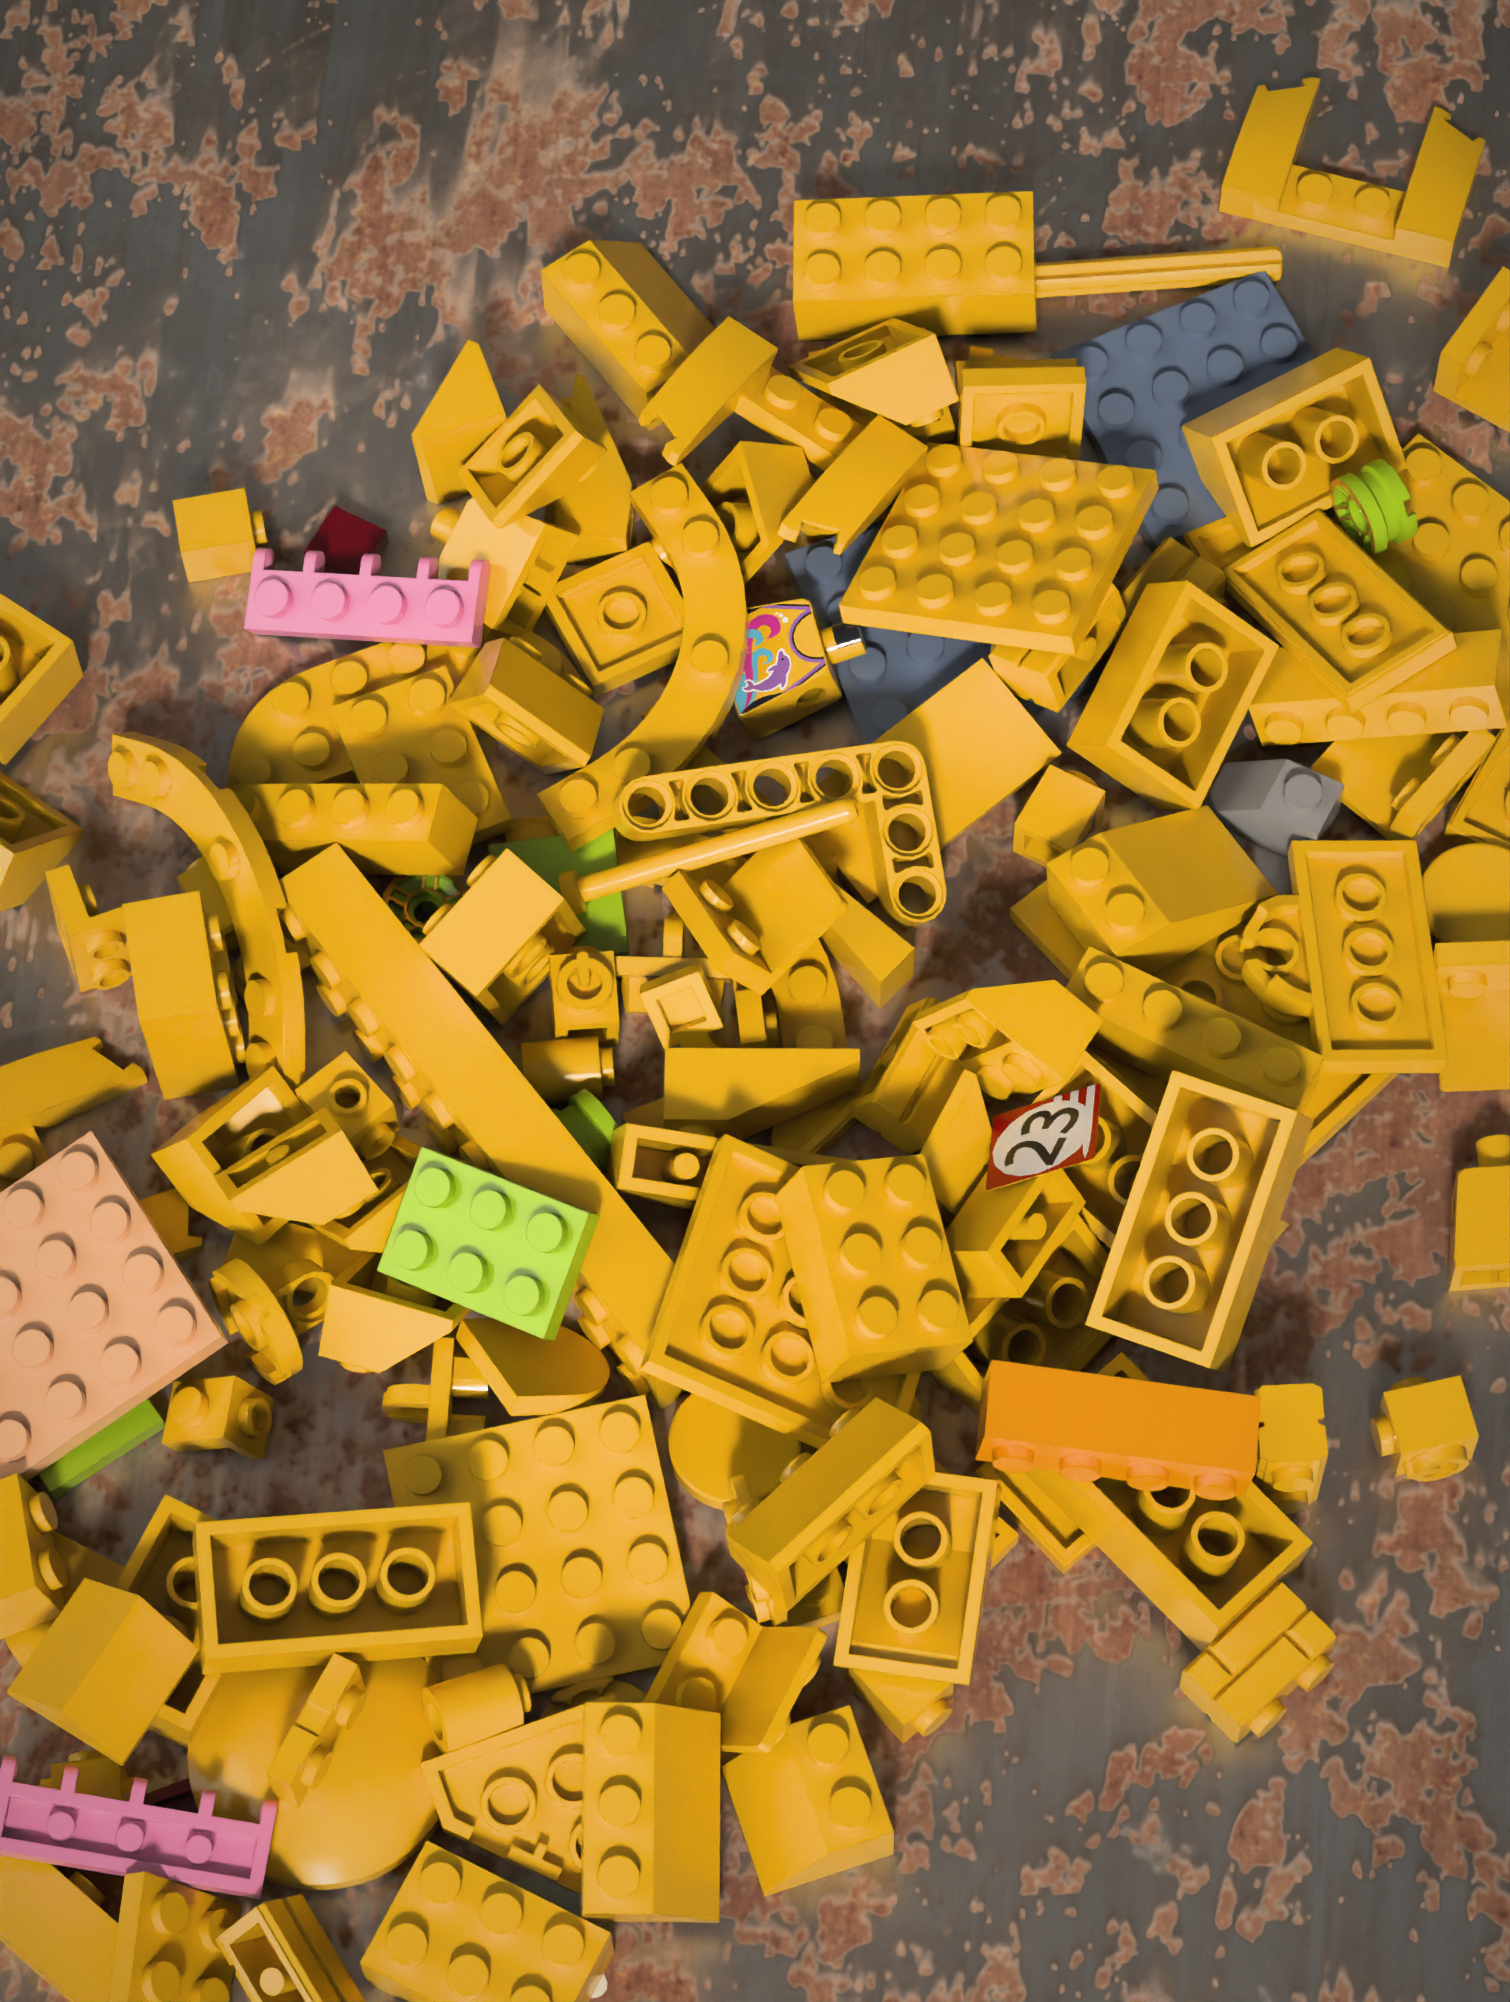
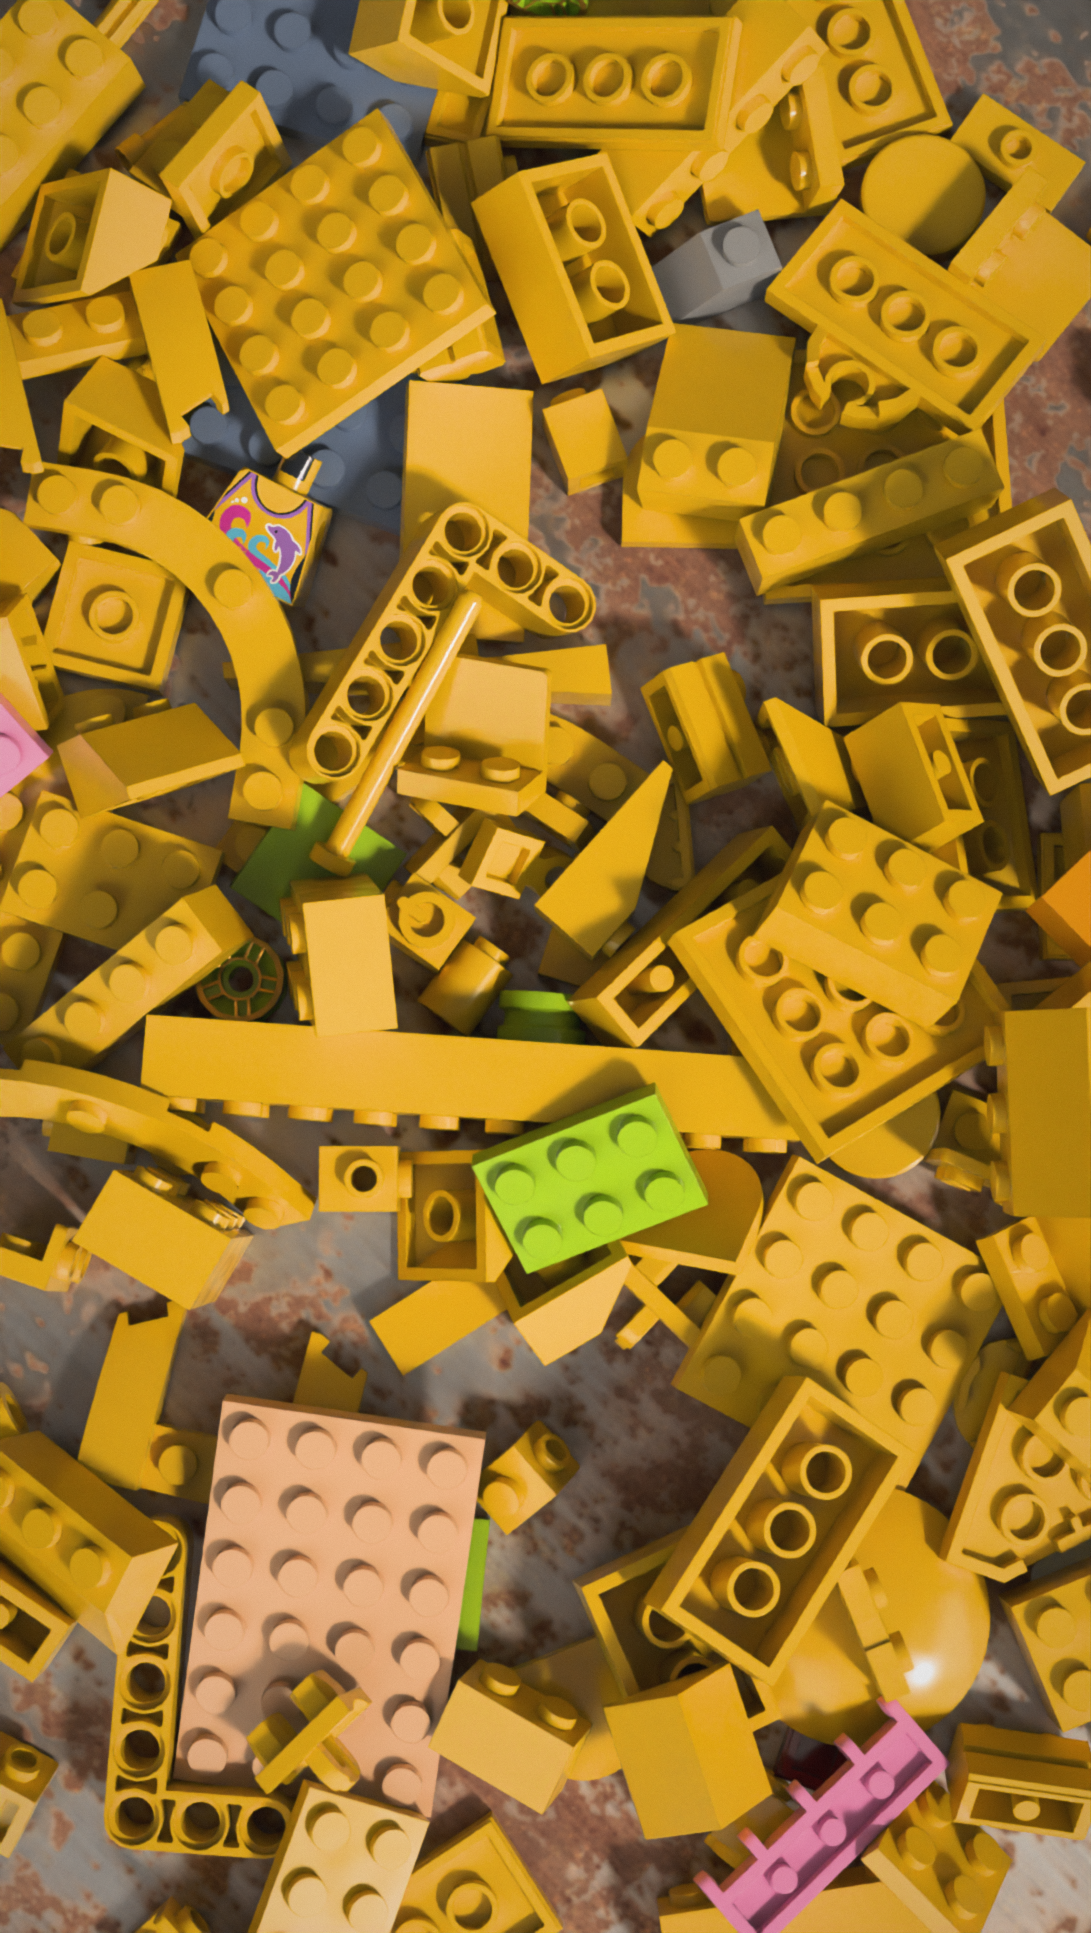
camera: 50 degrees left, 20 degrees up
(222, 1137) = (337, 1285): yellow slope -> none
(266, 1314) = (485, 1372): yellow tile -> none
(300, 1175) = (402, 1274): yellow slope -> none
(475, 1706) = (936, 1484): yellow brick -> none
(1012, 1035) = (764, 639): yellow slope -> none
(1044, 1137) = (873, 692): sticker -> none

